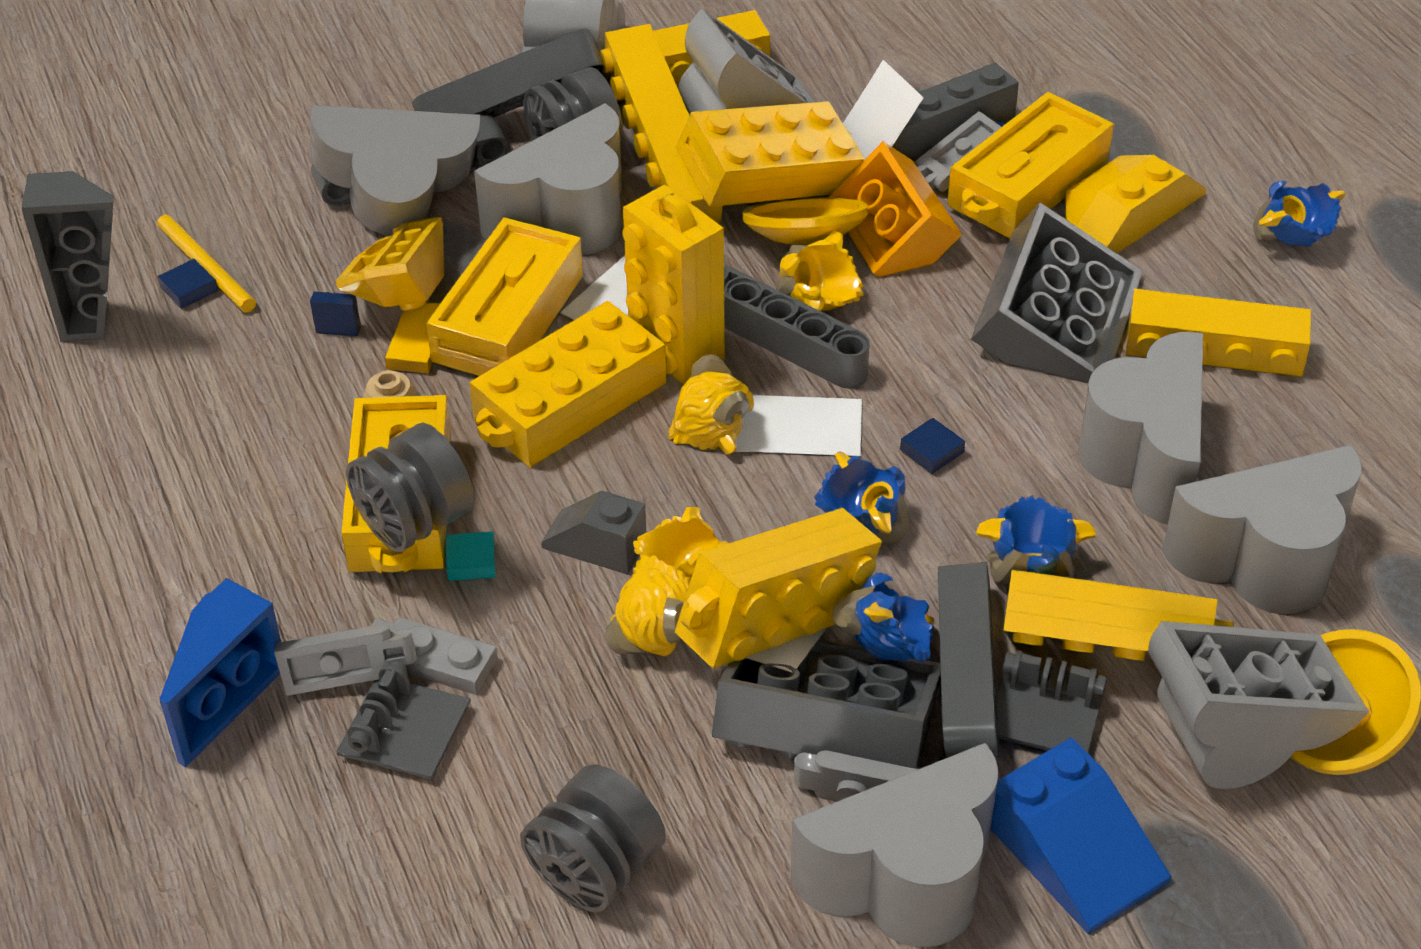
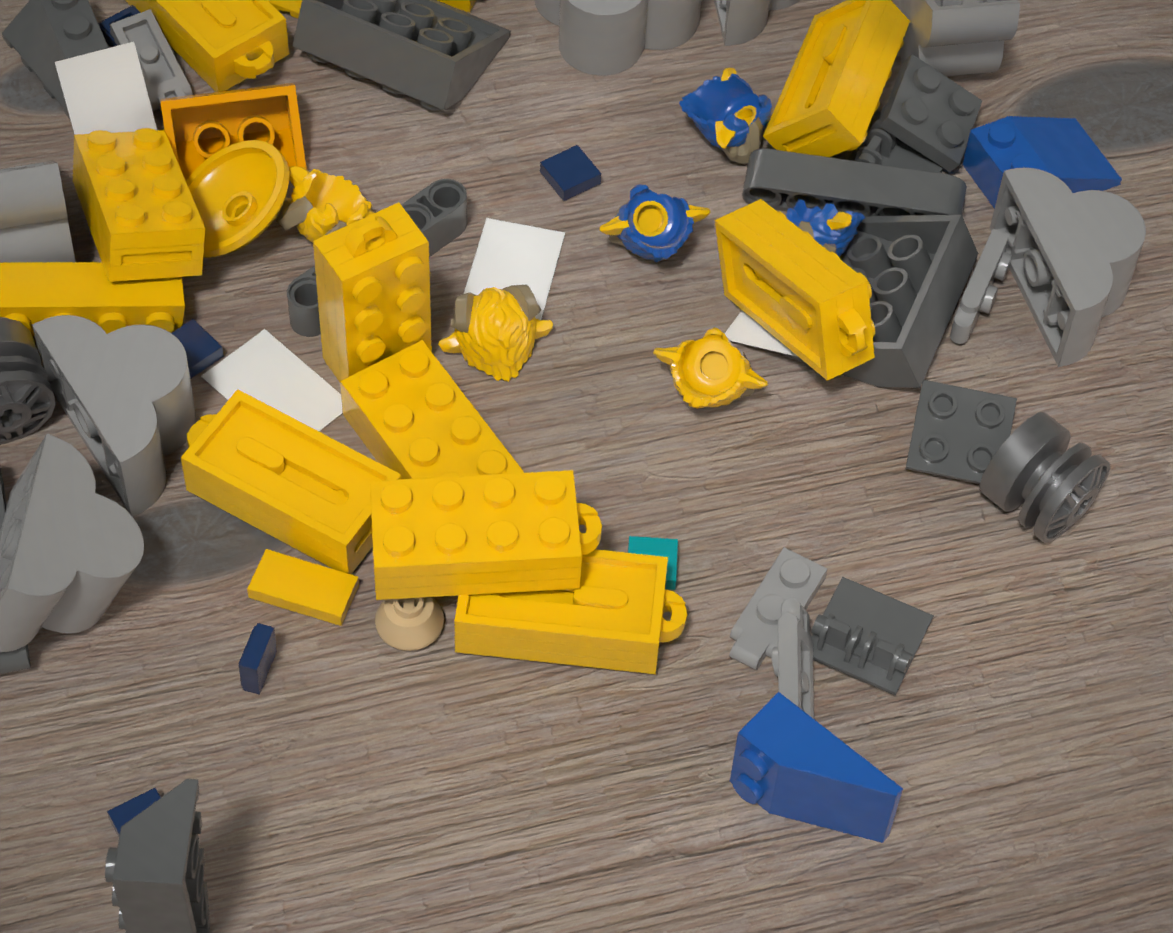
camera: 85 degrees left, 10 degrees up
(195, 251) = (98, 807): yellow bar -> none
(399, 267) = (214, 578): yellow wedge -> none
(410, 486) = (655, 548): flat silver wheel -> none
(429, 372) = (479, 534): none -> yellow piece
(599, 531) = (647, 445): dark grey slope -> none
(648, 609) = (775, 404): yellow hair -> none
(668, 771) = (958, 430): none -> dark grey hinge
(1099, 706) = (930, 113): none -> dark grey plate

